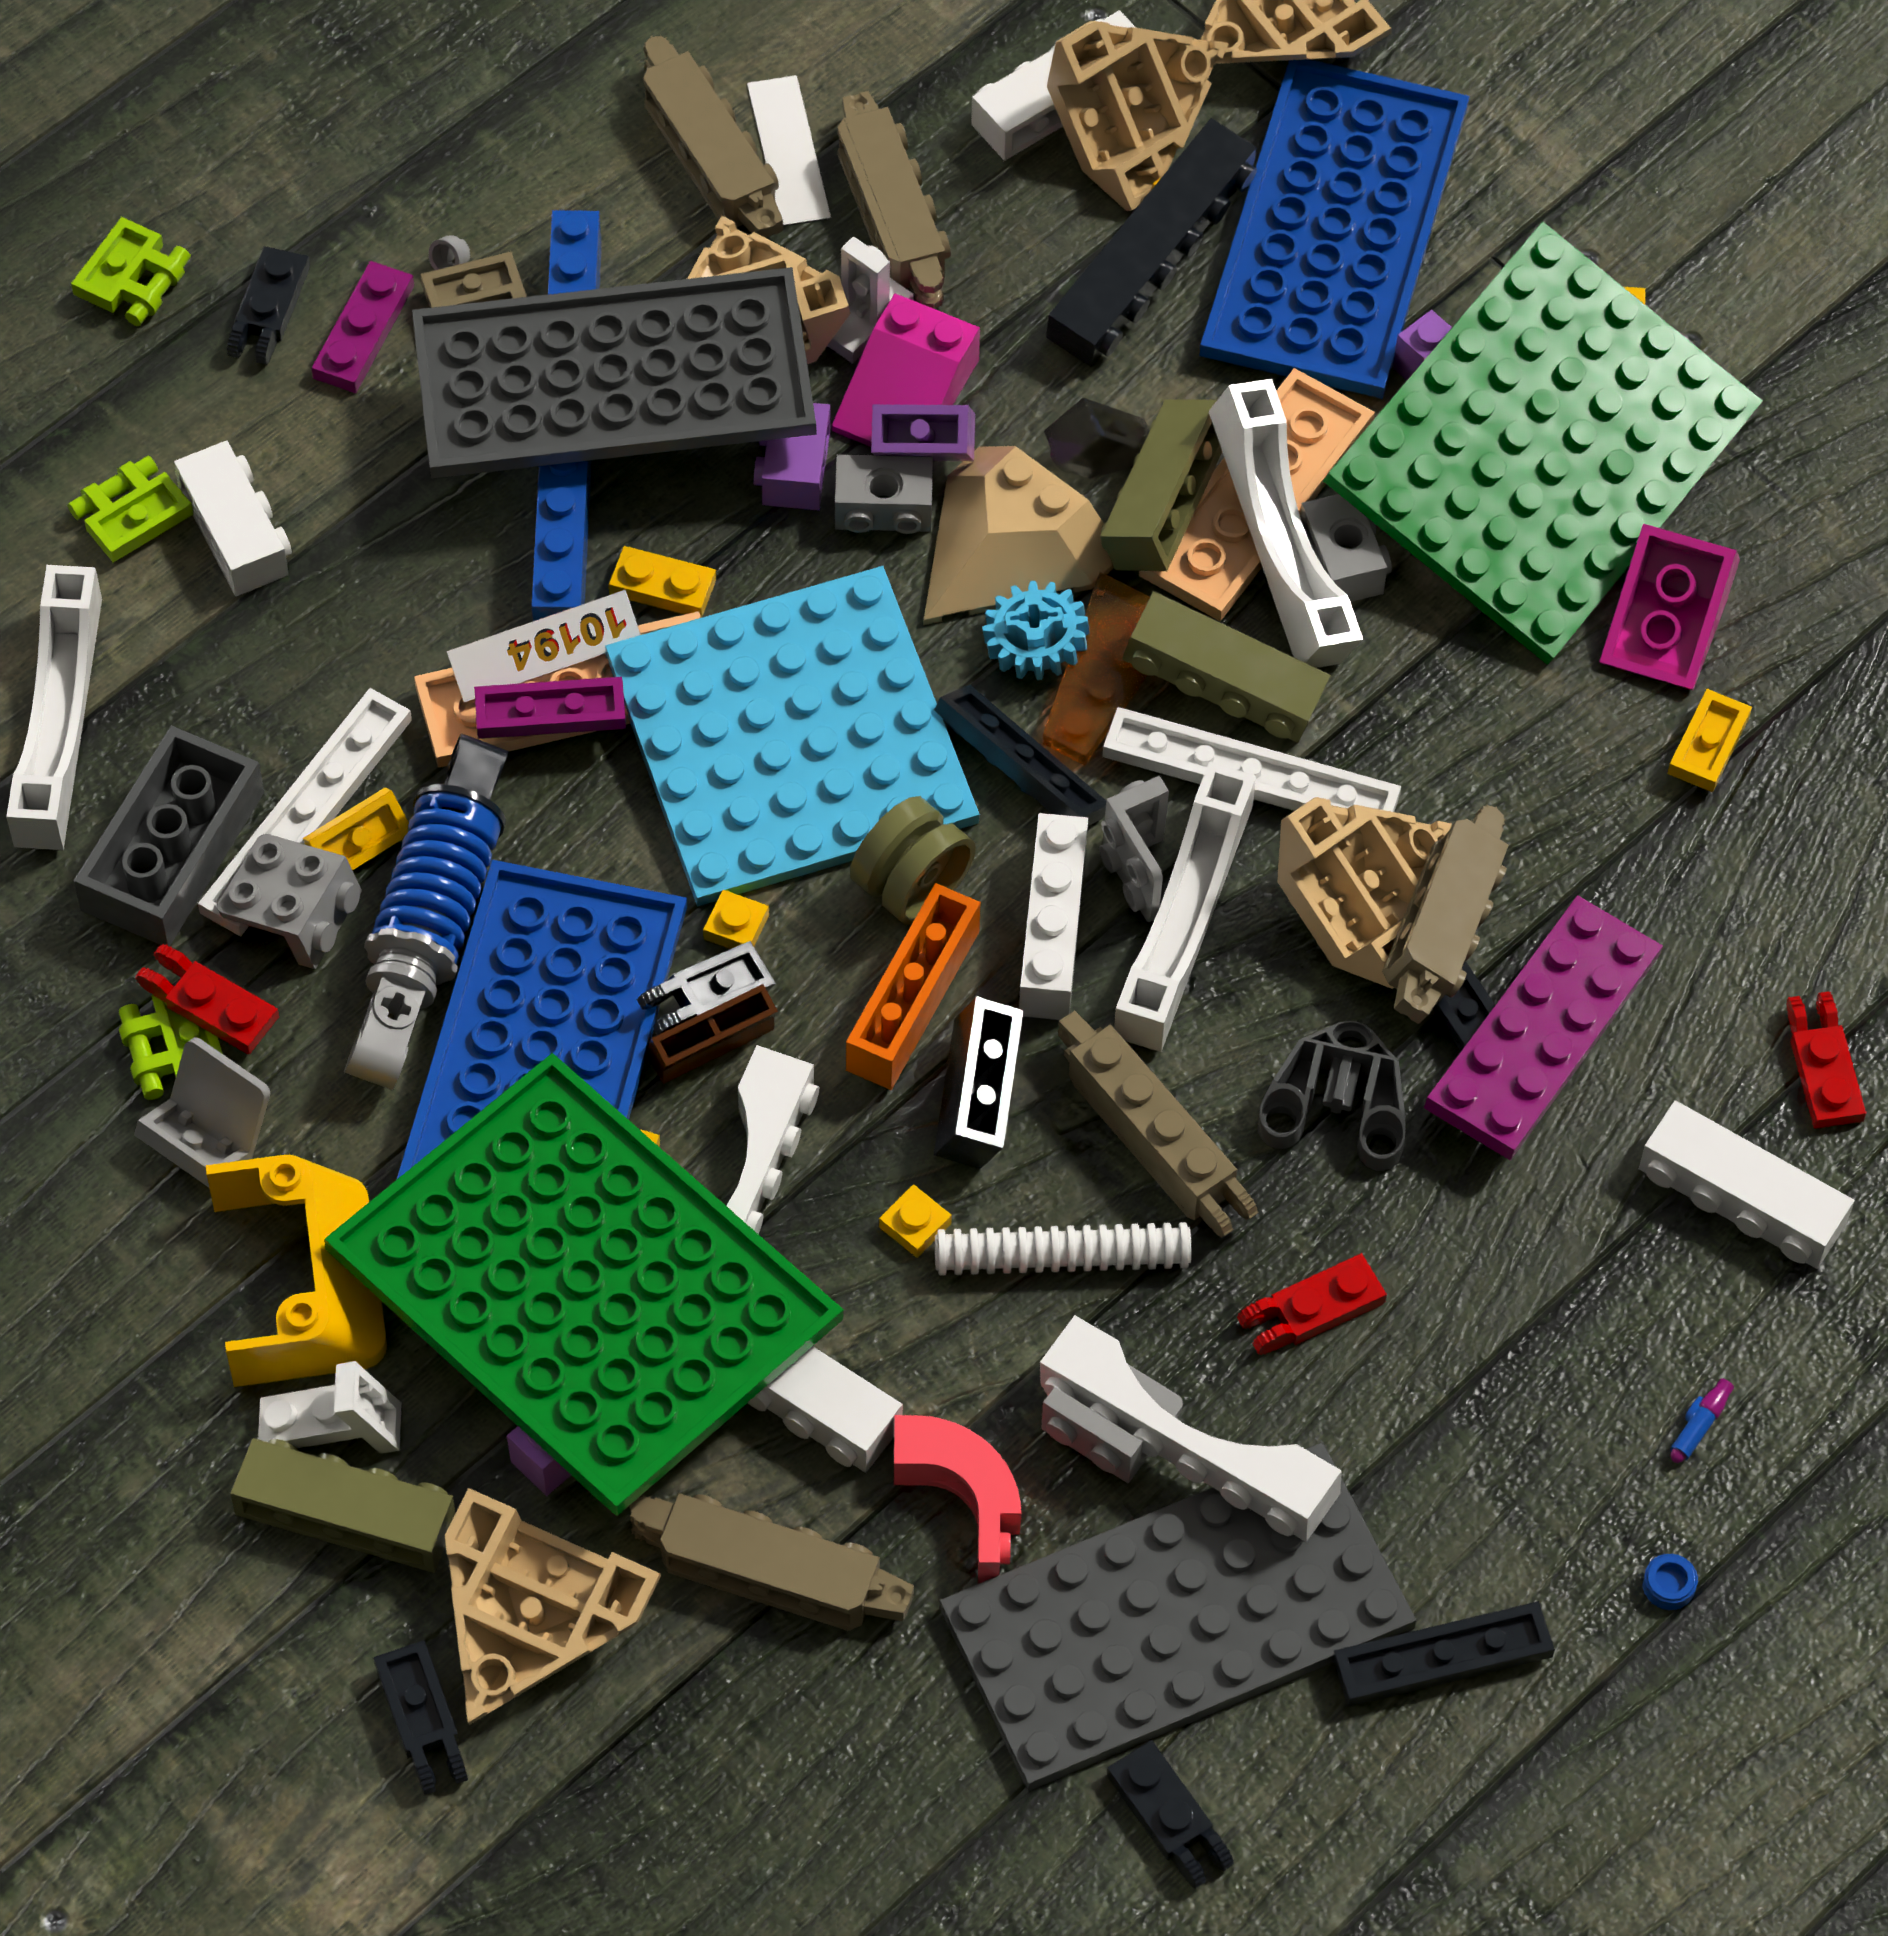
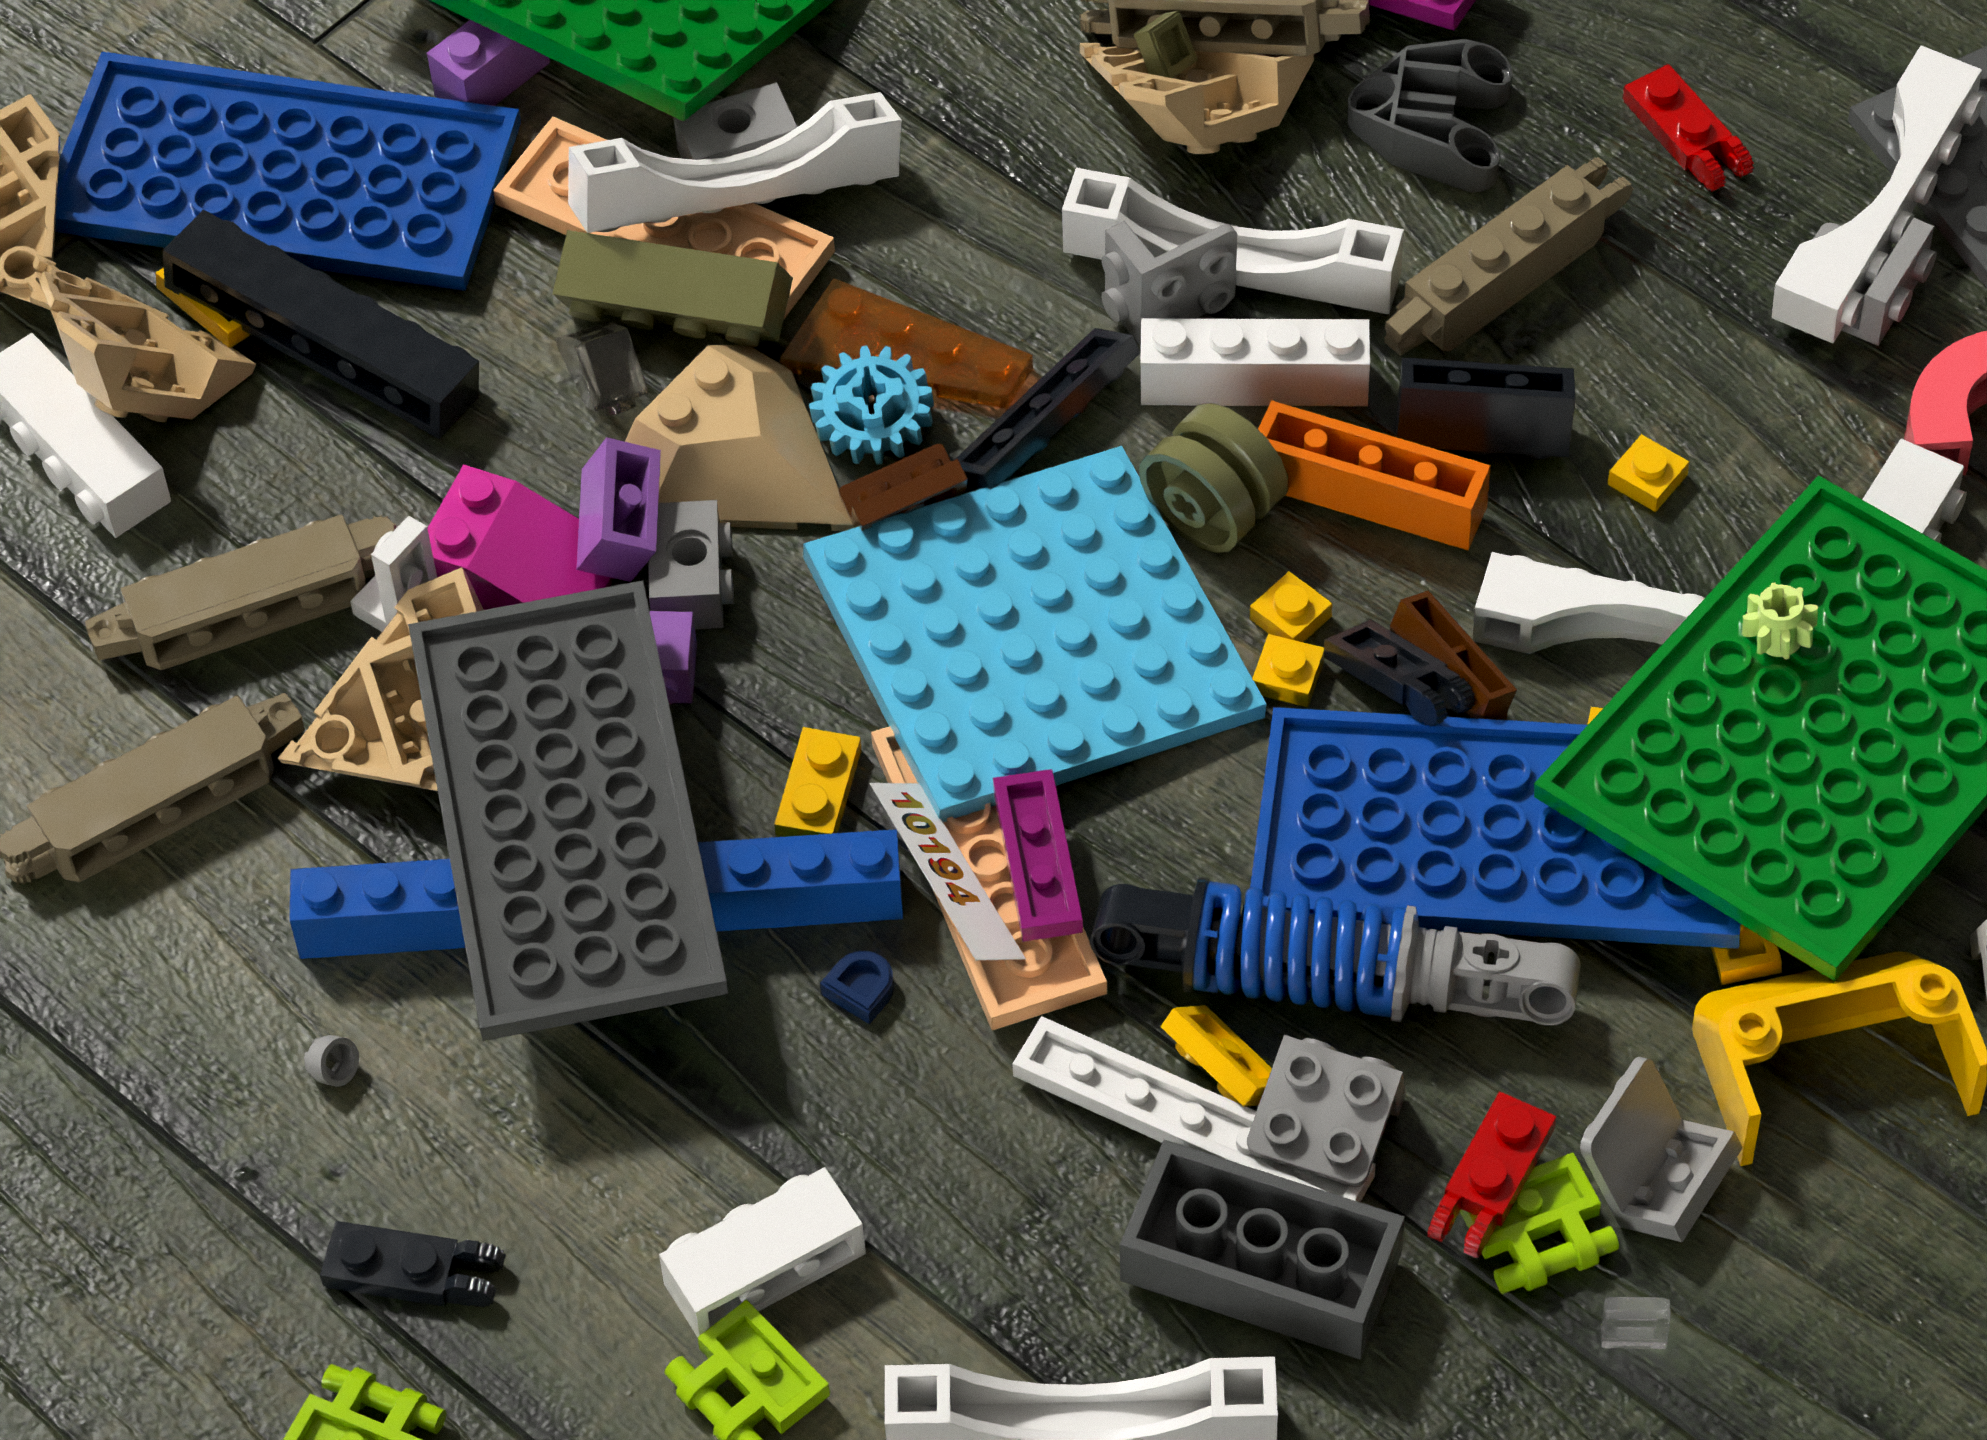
camera: 90 degrees left, 5 degrees down
(69, 1094) = (1635, 1322): none -> clear tile
(363, 327) = (442, 1152): magenta plate -> none
(471, 602) = (860, 984): none -> dark blue tile
(473, 282) = (385, 1026): dark tan plate -> none
(664, 1225) = (1780, 620): none -> yellowish green gear
(789, 149) = (127, 724): white sticker -> none
(797, 930) = (1291, 609): none -> yellow plate
(937, 644) = (903, 487): none -> reddish brown bracket
(1062, 1248) = (1667, 334): white piece -> none
(1225, 667) = (917, 223): olive brick -> none
(1279, 776) = (1035, 209): white plate -> none
(1400, 861) = (1166, 45): none -> olive tile

